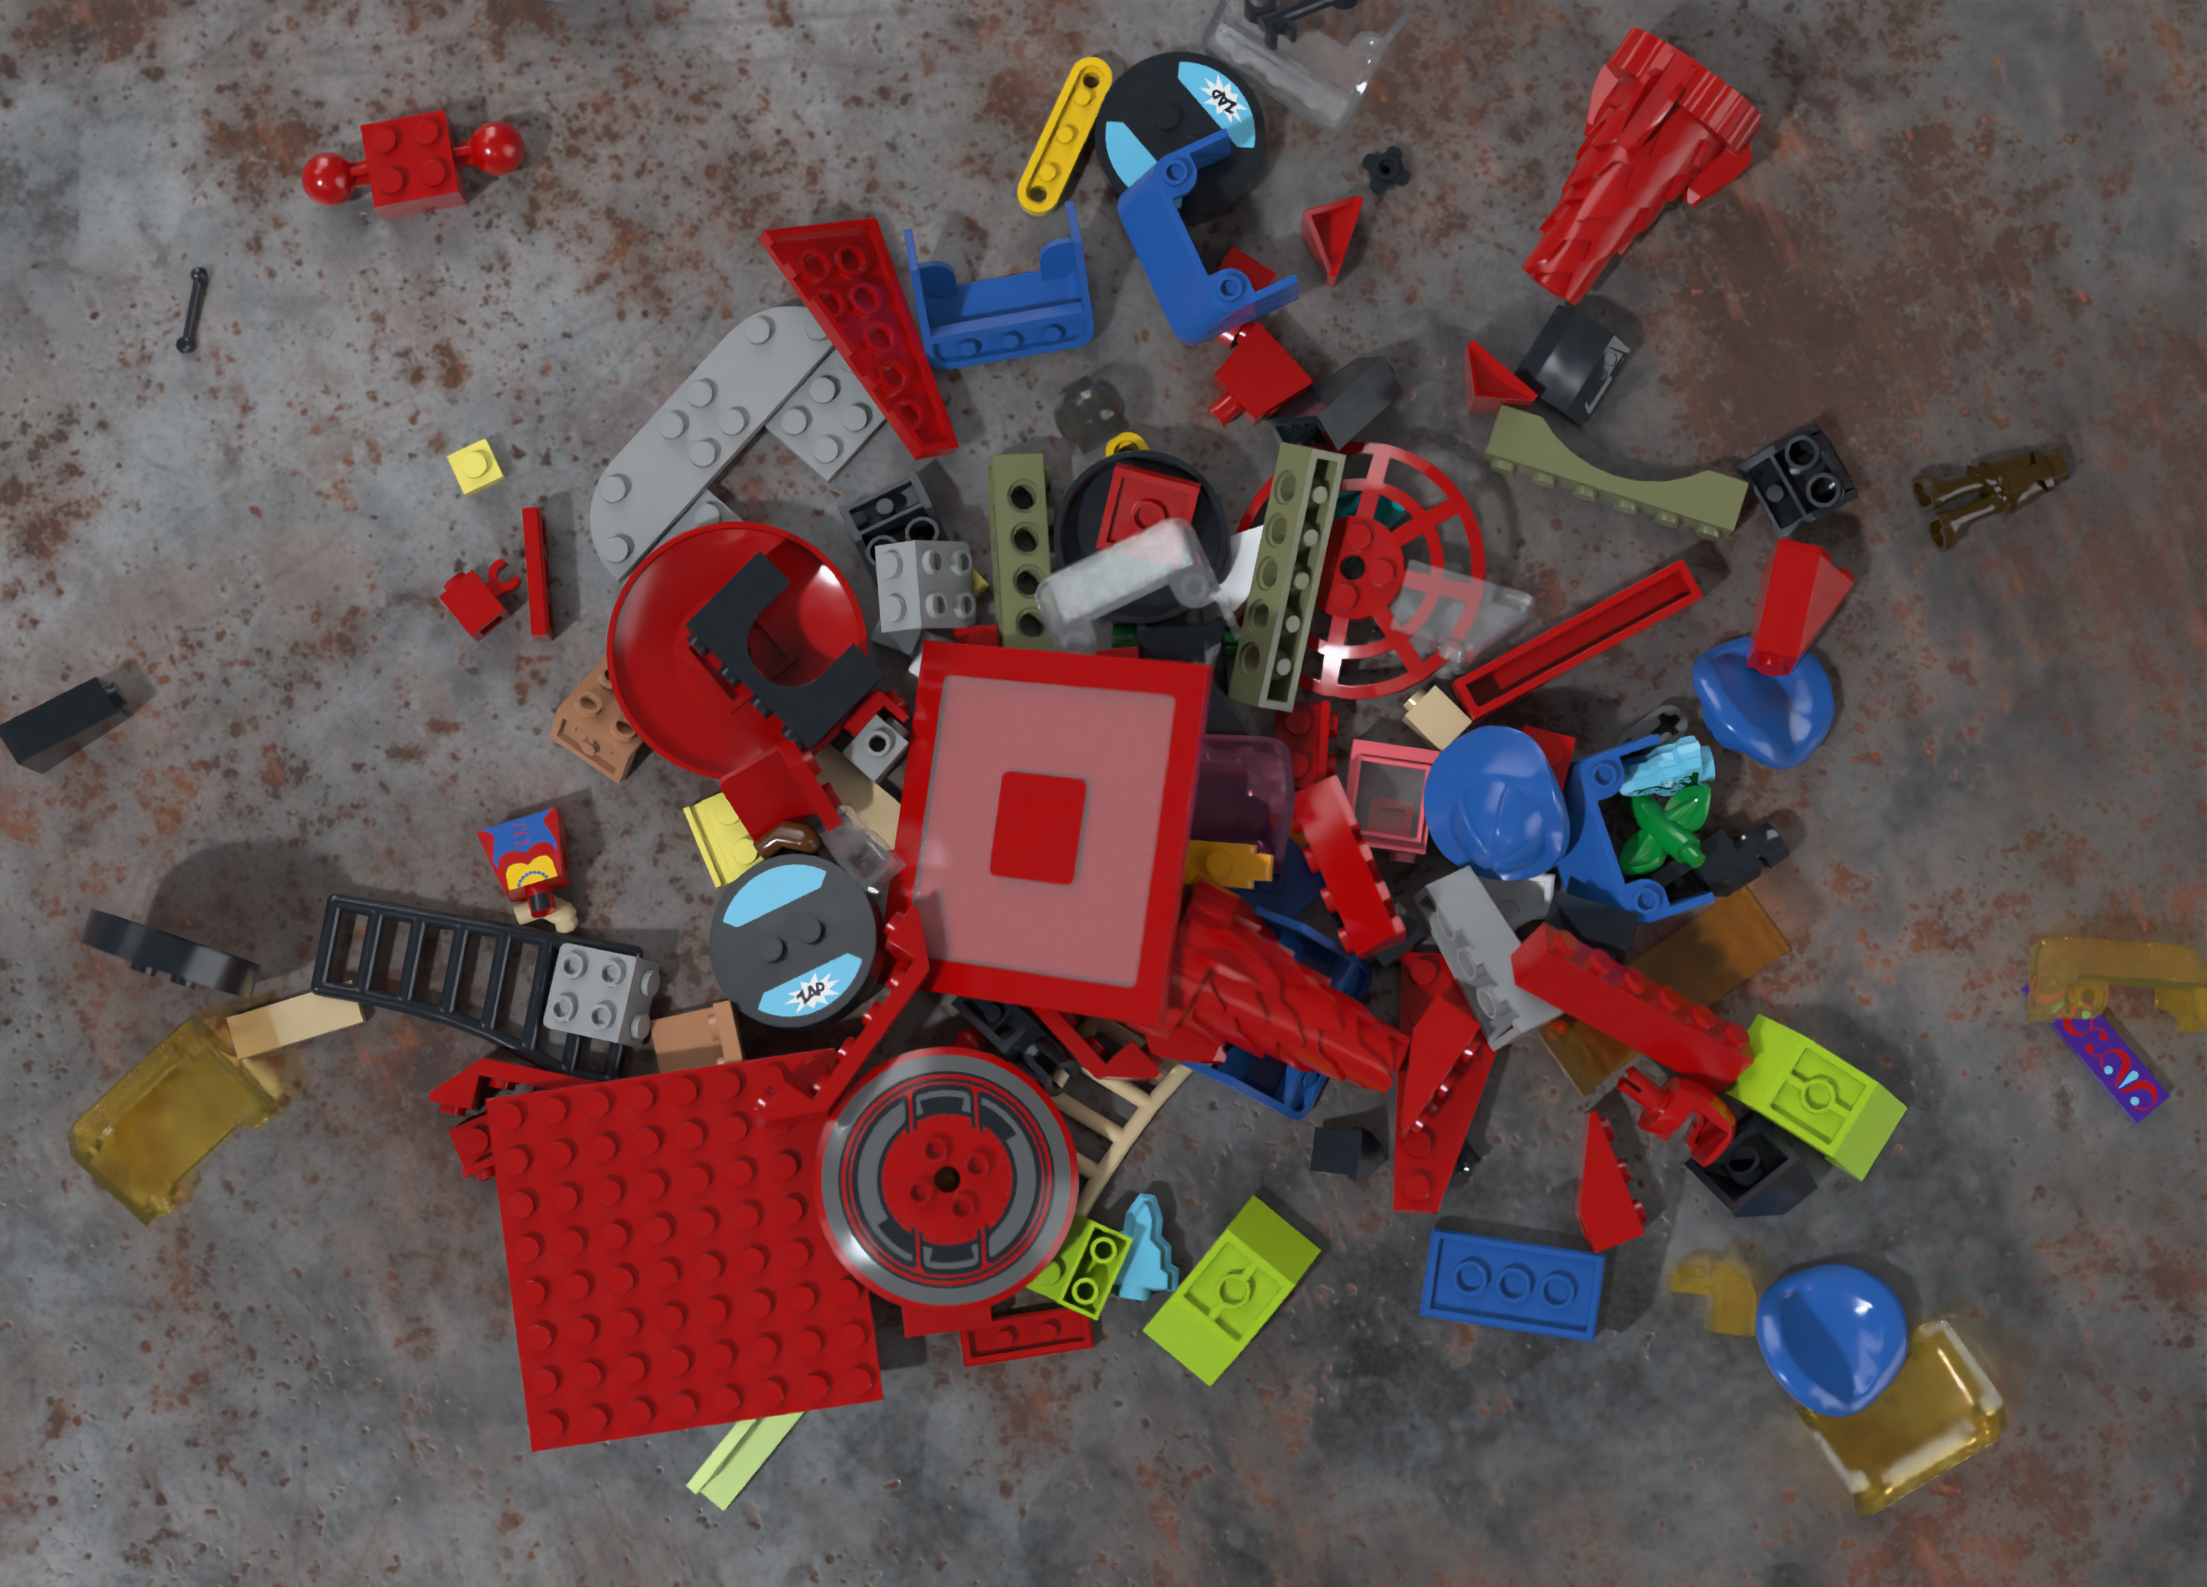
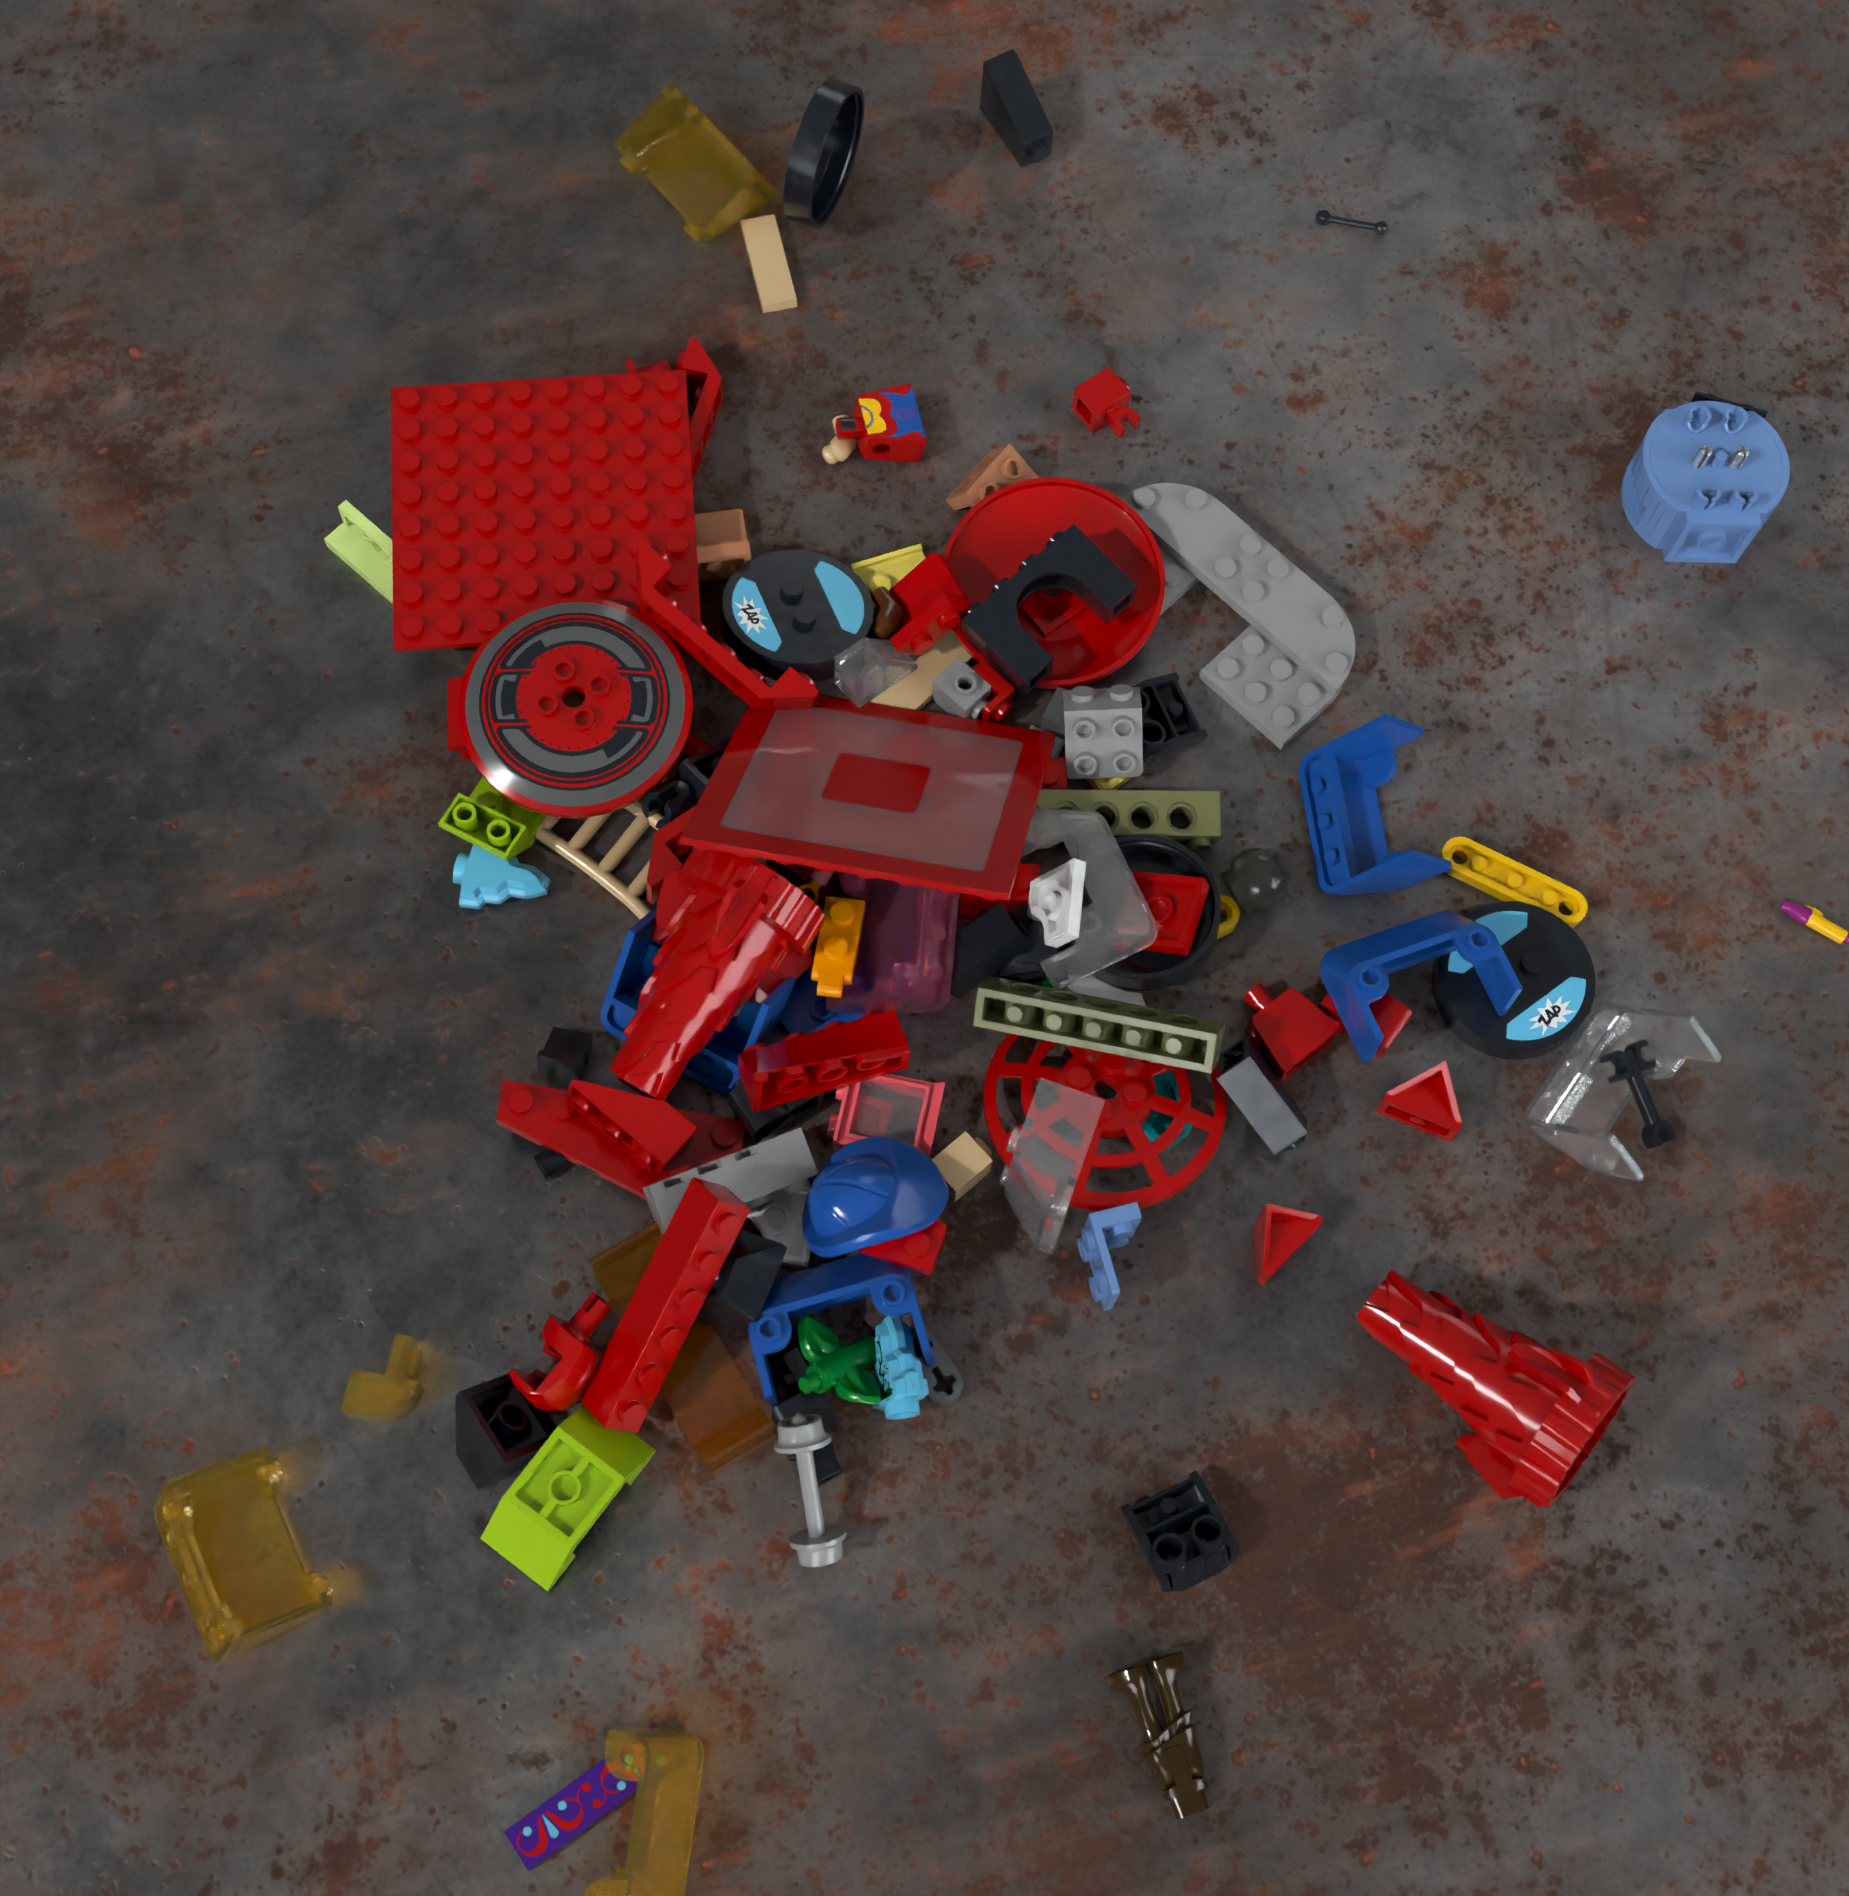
camera: 85 degrees right, 15 degrees down
(413, 164) = (1475, 374): red brick -> none
(447, 1012) = (765, 364): black bar -> none
(476, 467) = (1218, 412): light yellow plate -> none
(538, 574) = (1125, 446): red tile -> none
(602, 995) = (764, 473): light grey bracket -> none
(858, 302) = (1370, 680): red wing -> none
(1027, 1336) = (436, 781): red tile -> none
(1163, 620) = (1057, 902): none -> white tile
(1232, 1291) = (456, 950): lime slope -> none
(1306, 736) = (946, 1049): red bracket -> none
(1380, 181) = (1480, 1171): black plate -> none
(1501, 568) = (1103, 1232): none -> medium blue bracket
(1512, 1285) = (424, 1197): blue plate -> none
(1529, 446) = (1164, 1431): olive arch -> none
(1572, 363) = (1297, 1319): black slope -> none
(1576, 642) = (1028, 1298): red brick -> none
(1602, 1198) = (497, 1284): red slope -> none
(1754, 858) = (819, 1542): none -> light grey piece
(1763, 716) = (962, 1476): blue piece -> none
(1793, 605) = (1052, 1510): red slope -> none
(1833, 1337) = (328, 1487): blue piece -> none

